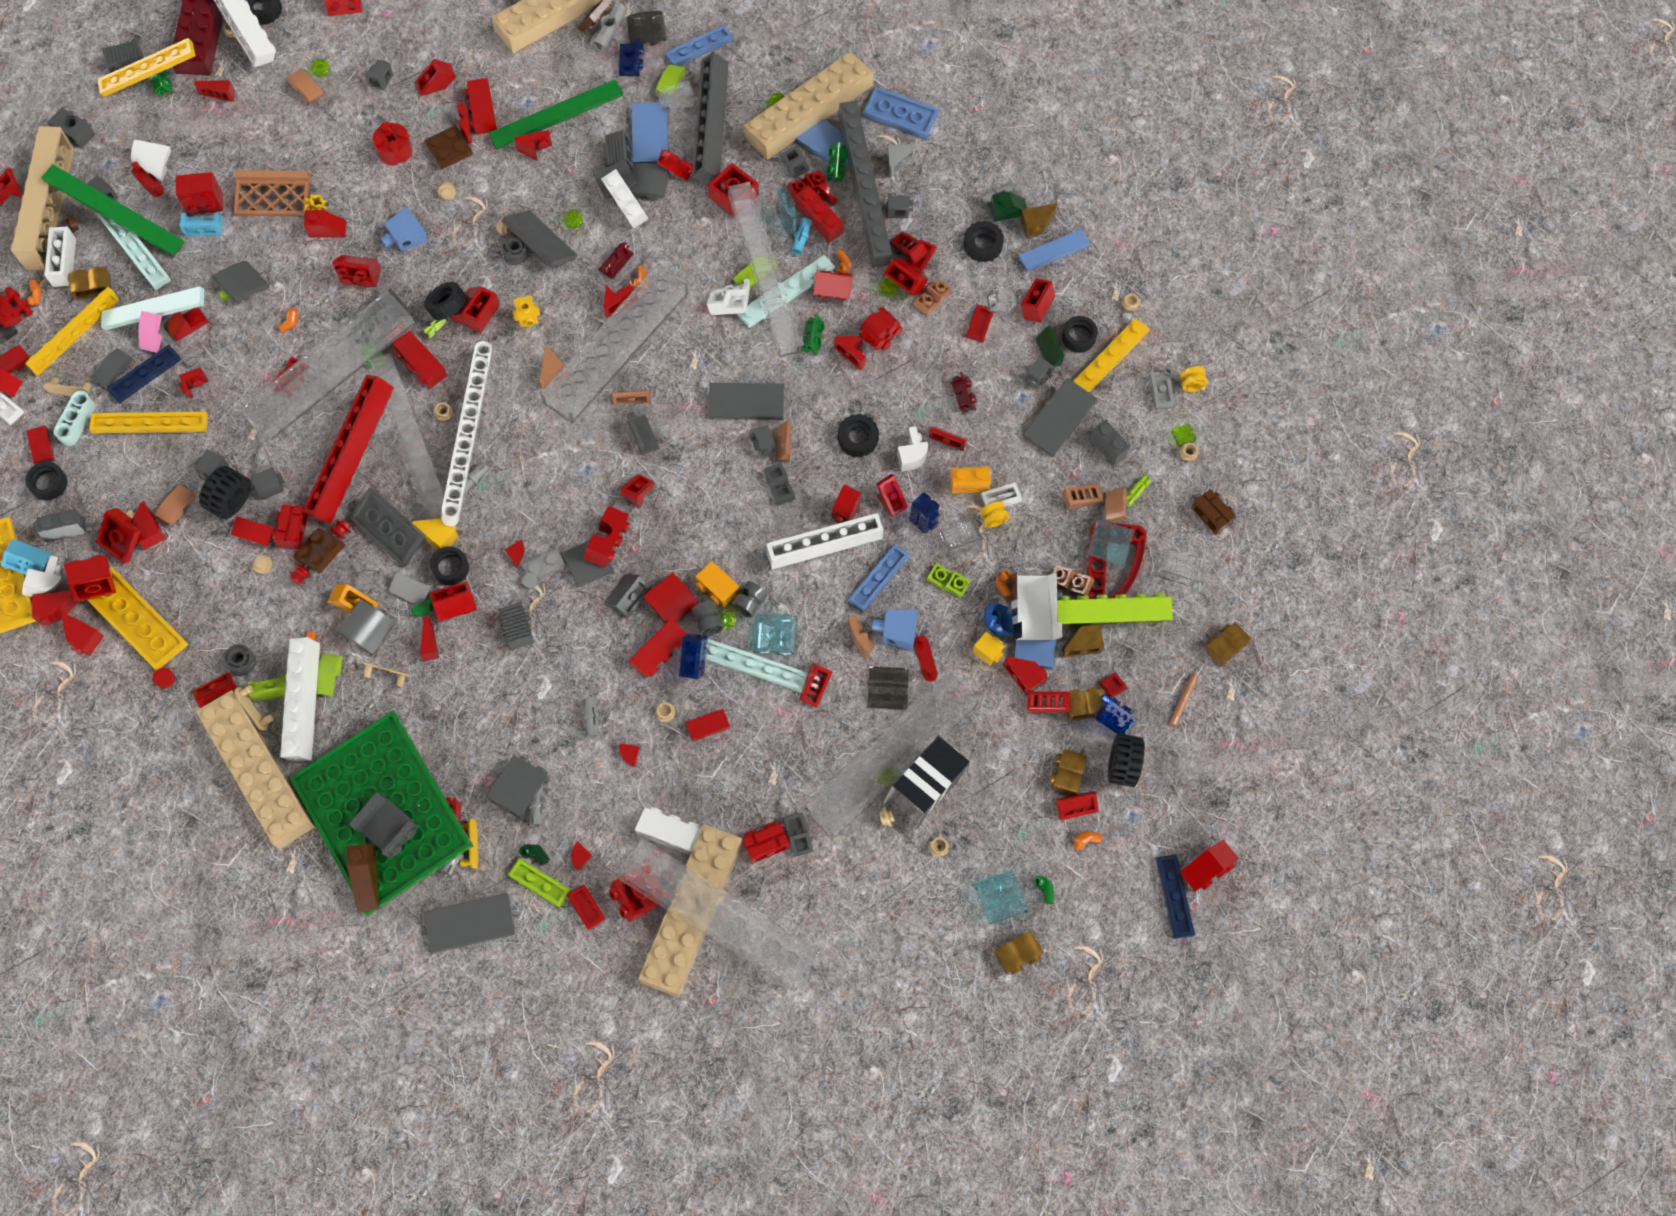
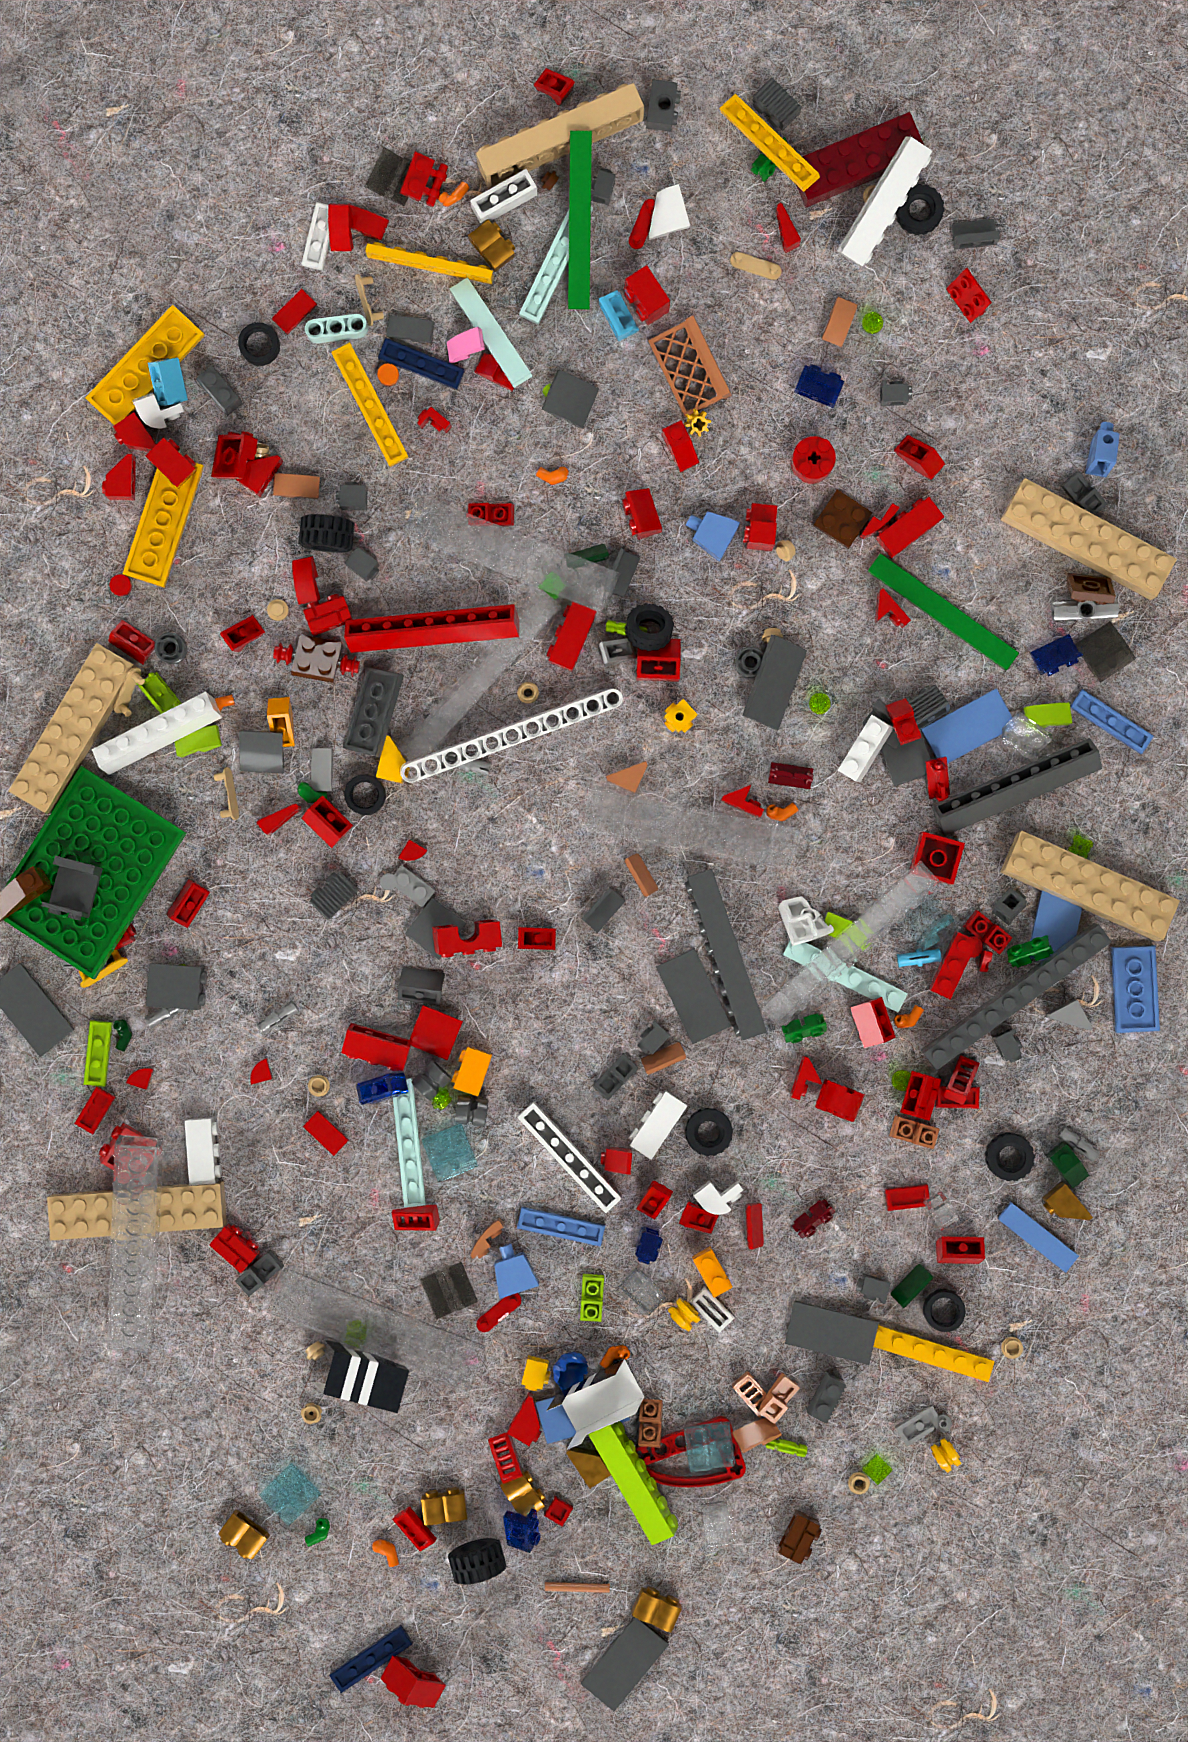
camera: 70 degrees right, 20 degrees up
(135, 400) = (388, 374): none -> orange tile
(228, 124) = (755, 265): none -> tan piece
(263, 599) = (242, 633): none -> red slope
(342, 118) = (819, 385): none -> clear blue brick
(420, 196) = (761, 528): none -> red brick
(449, 337) = (616, 651): none -> light grey slope
(455, 747) = (187, 903): none -> red slope
(618, 160) = (903, 721): none -> red slope
(726, 361) = (726, 954): none -> dark grey brick
(831, 466) = (657, 1124): none -> white brick
(921, 472) = (698, 1218): none -> red slope
(1093, 478) = (777, 1397): none -> nougat slope
(1263, 691) = (624, 1663): none -> dark grey tile

